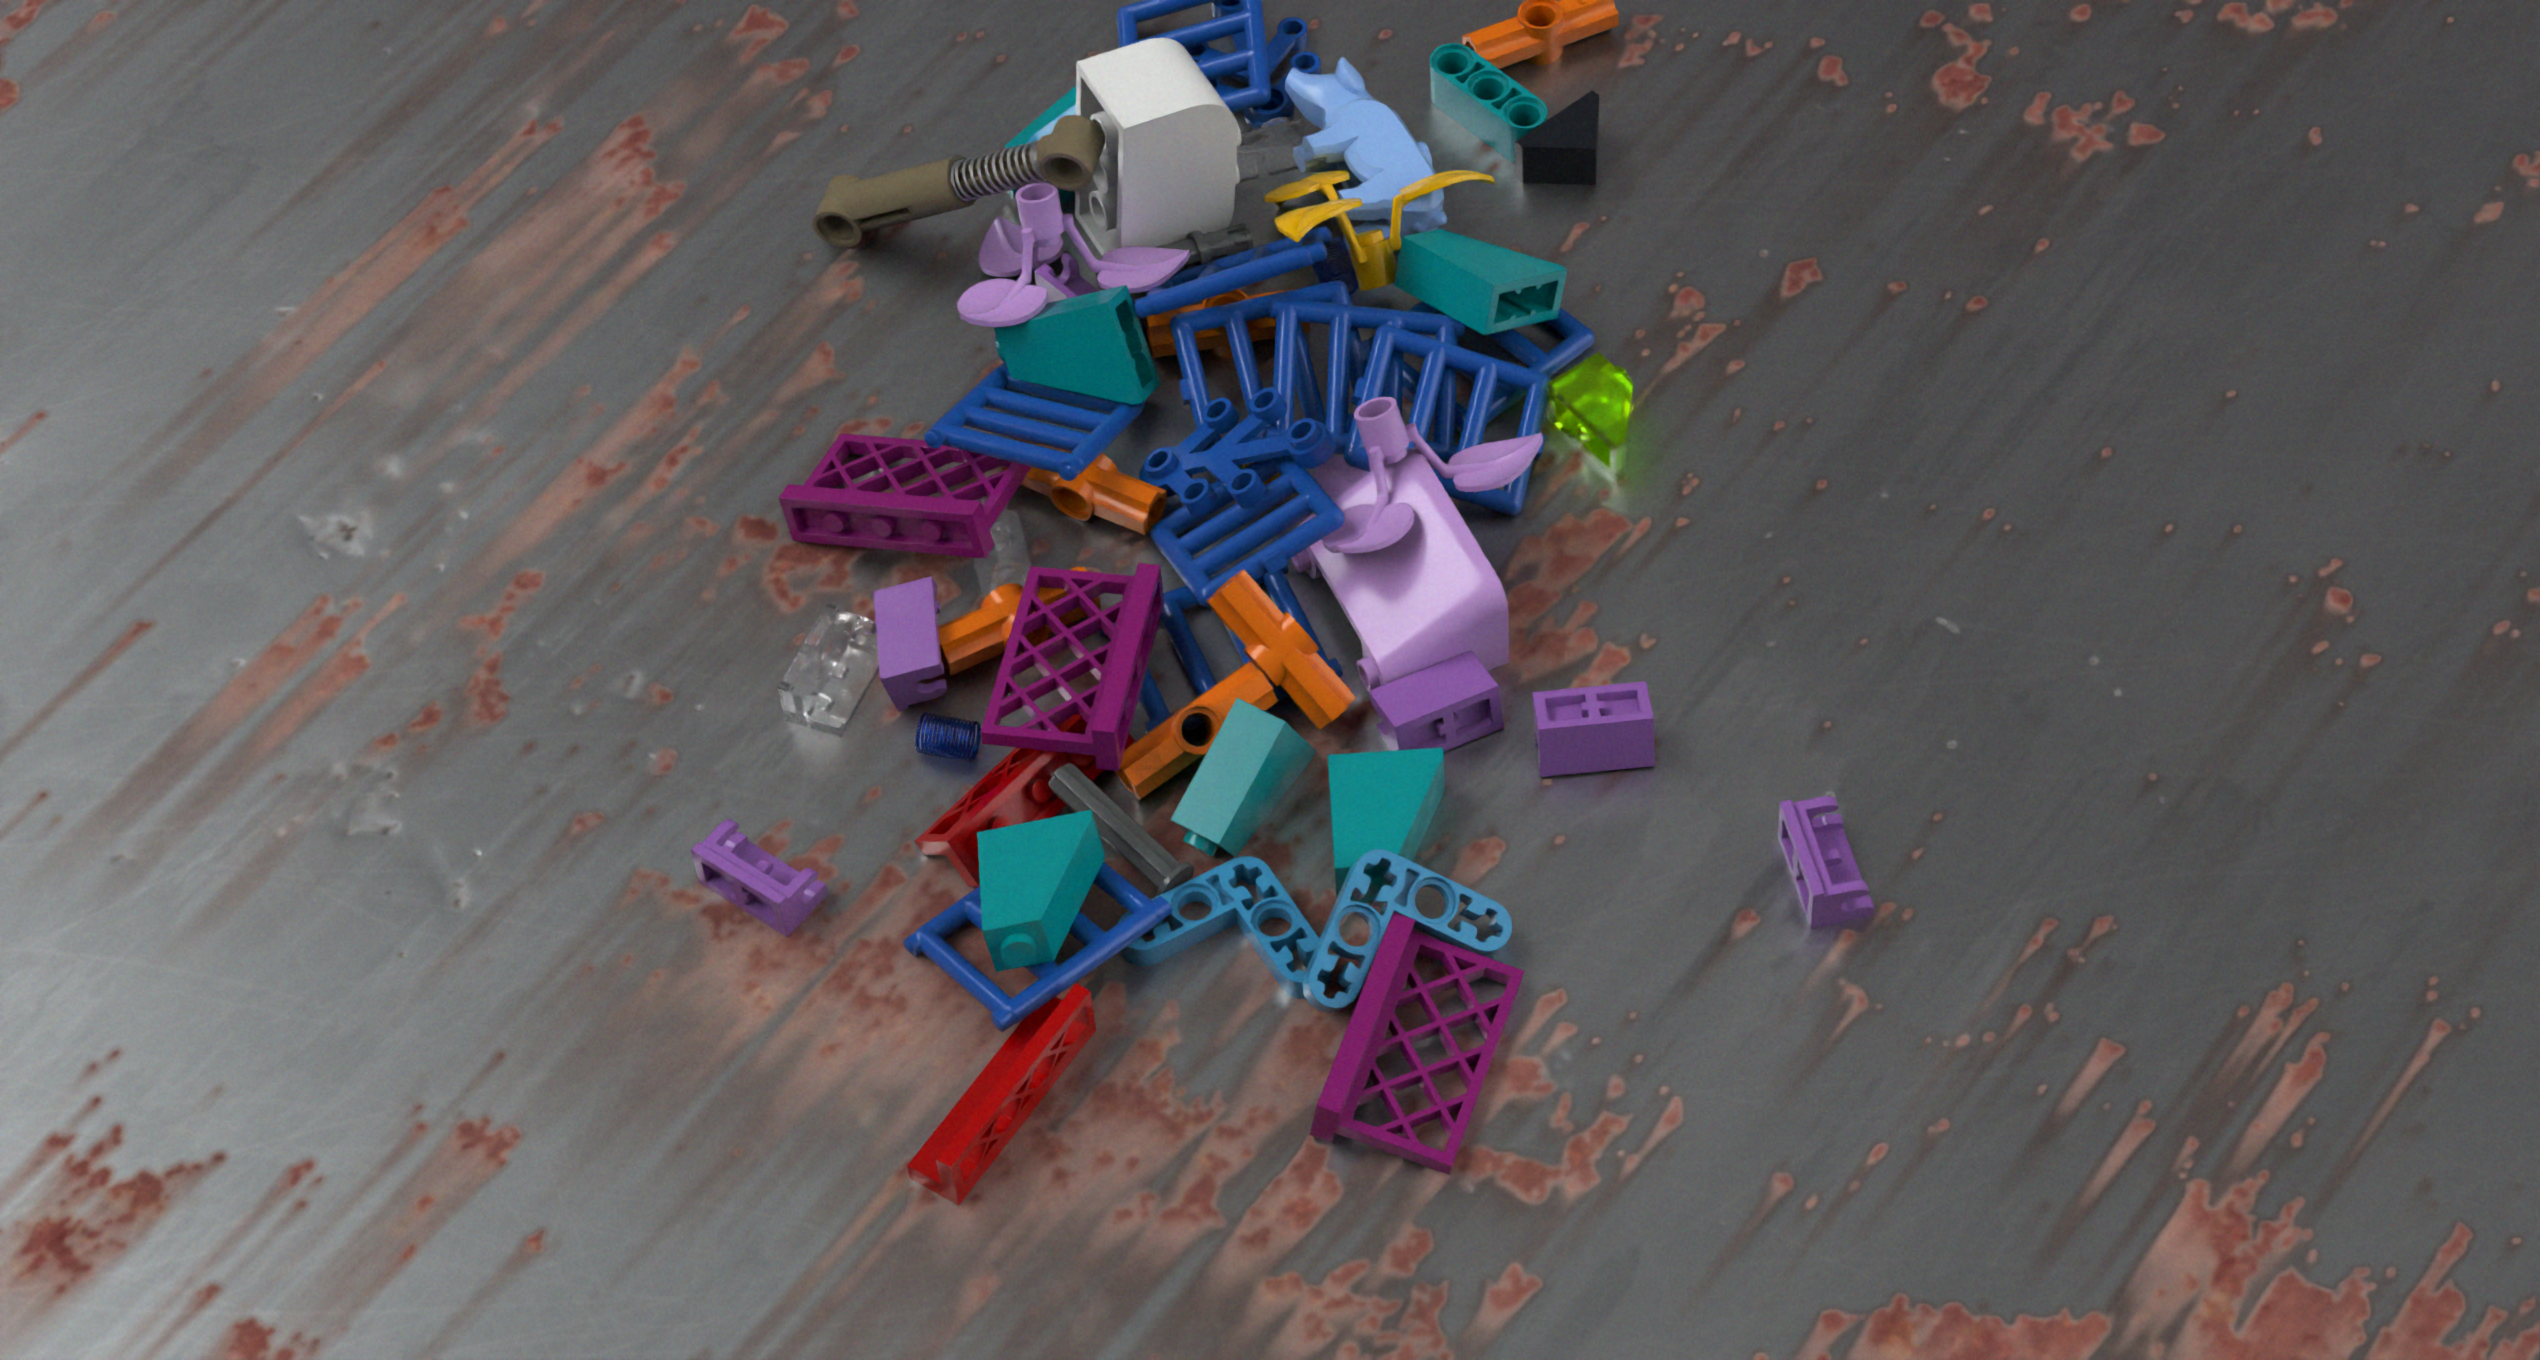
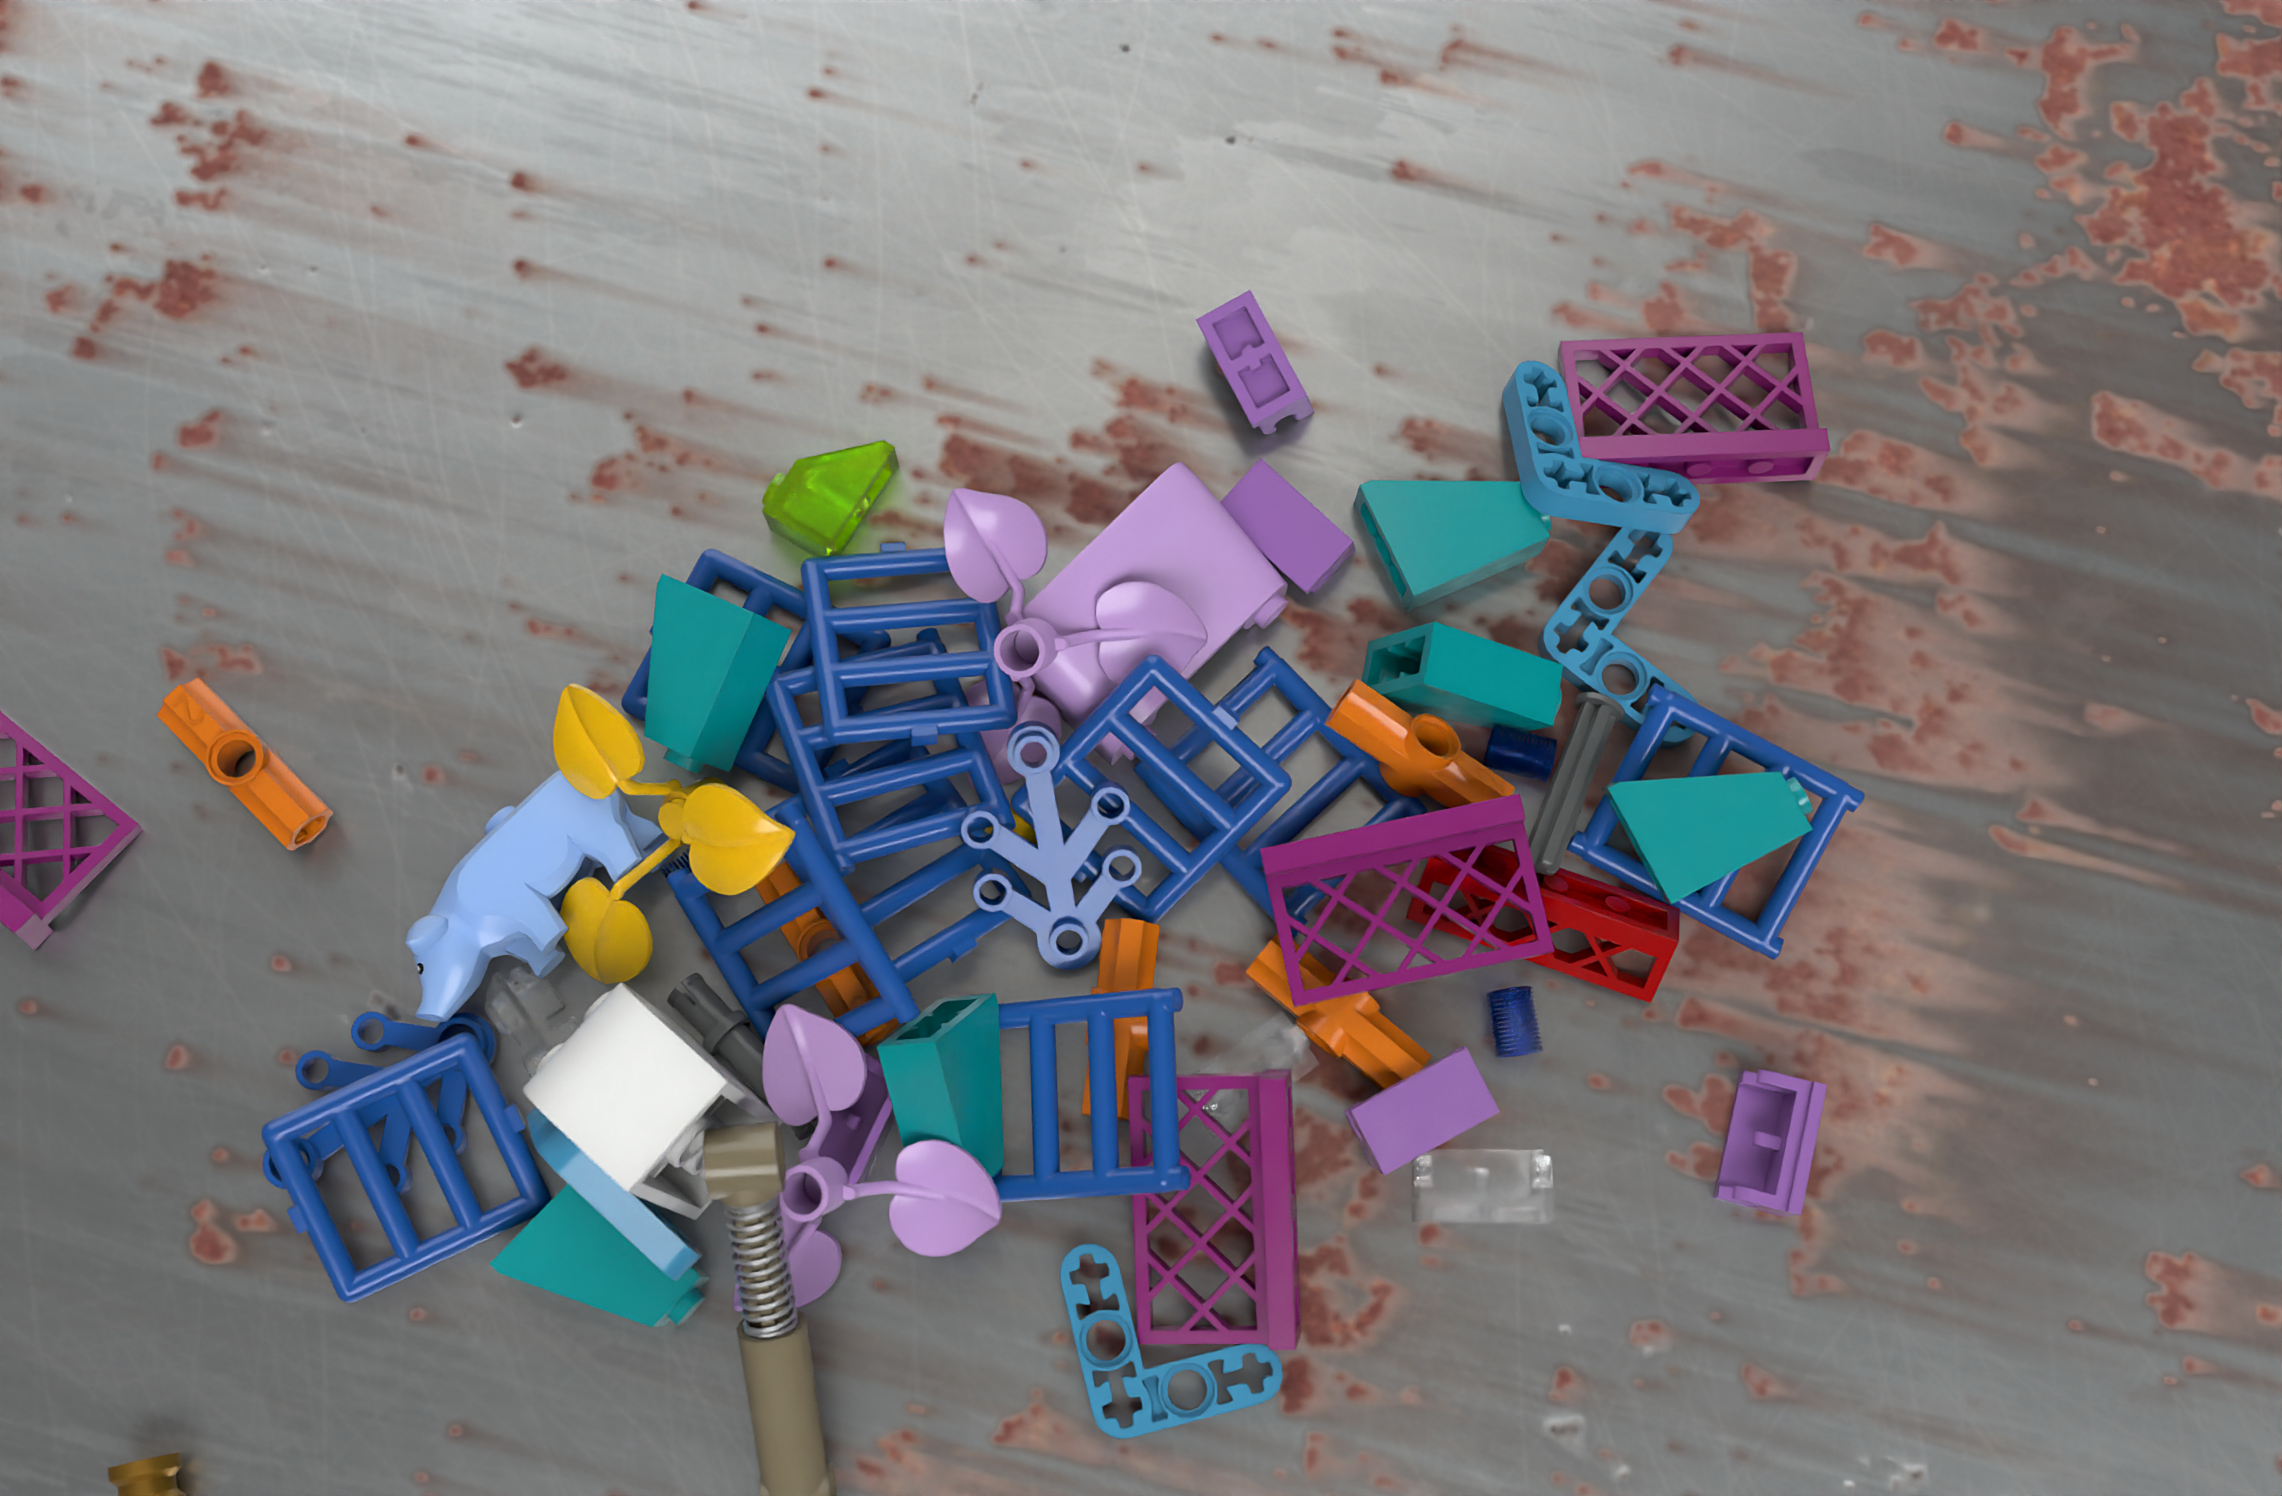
camera: 120 degrees left, 25 degrees up
(813, 429) = (1152, 1382): none -> dark azure beam
(1004, 1096) = (1924, 772): red fence -> none
(1141, 815) = (1518, 756): none -> clear blue piece
(1281, 649) = (1307, 689): orange piece -> none
(1483, 98) = (386, 814): teal beam -> none
(1562, 147) = (429, 662): black slope -> none
(1822, 862) = (1331, 110): medium lavender hinge -> none

